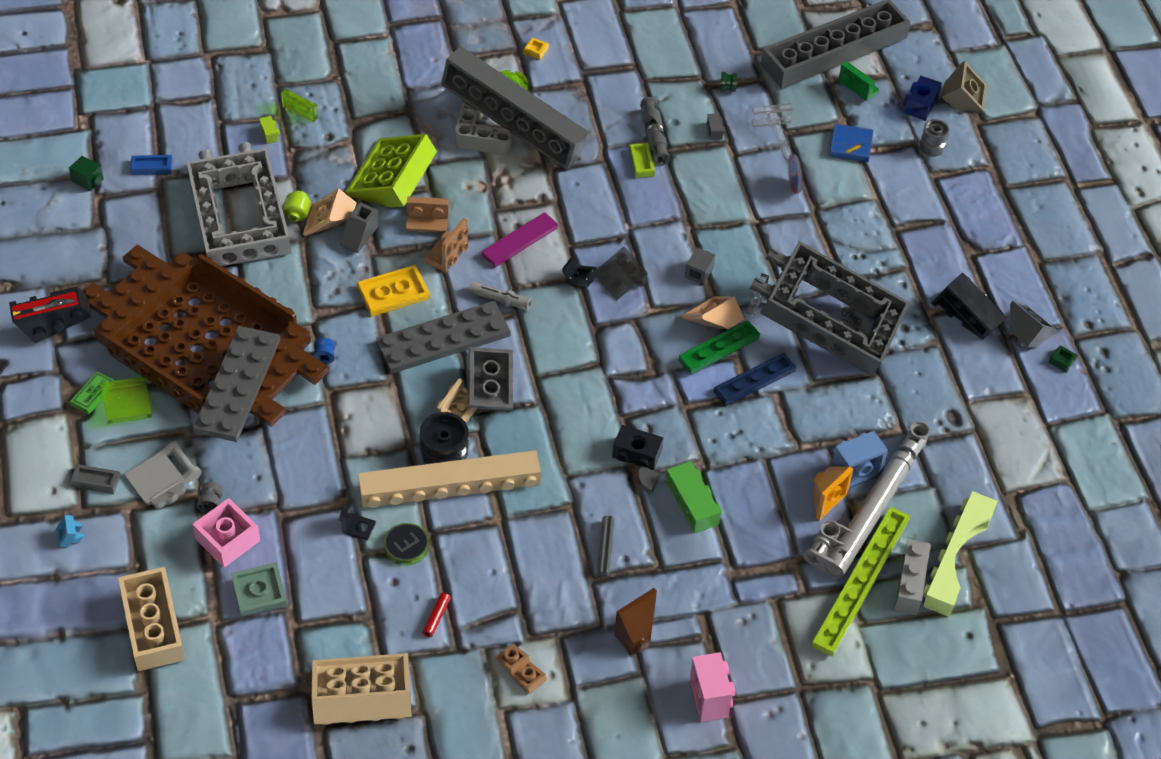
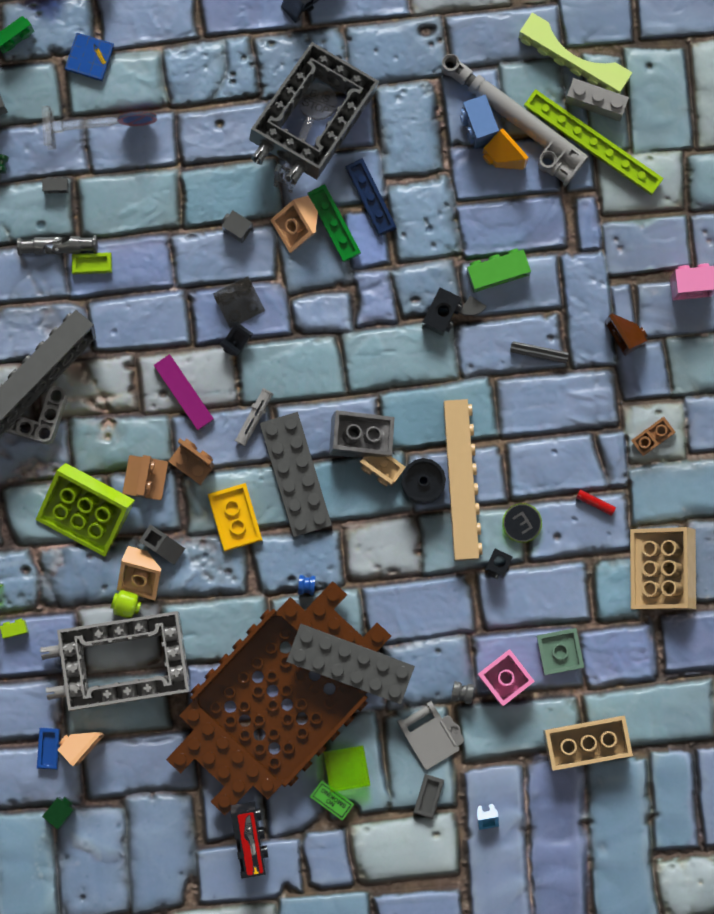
camera: 80 degrees left, 30 degrees up
(149, 181) = (78, 746): none -> light nougat slope

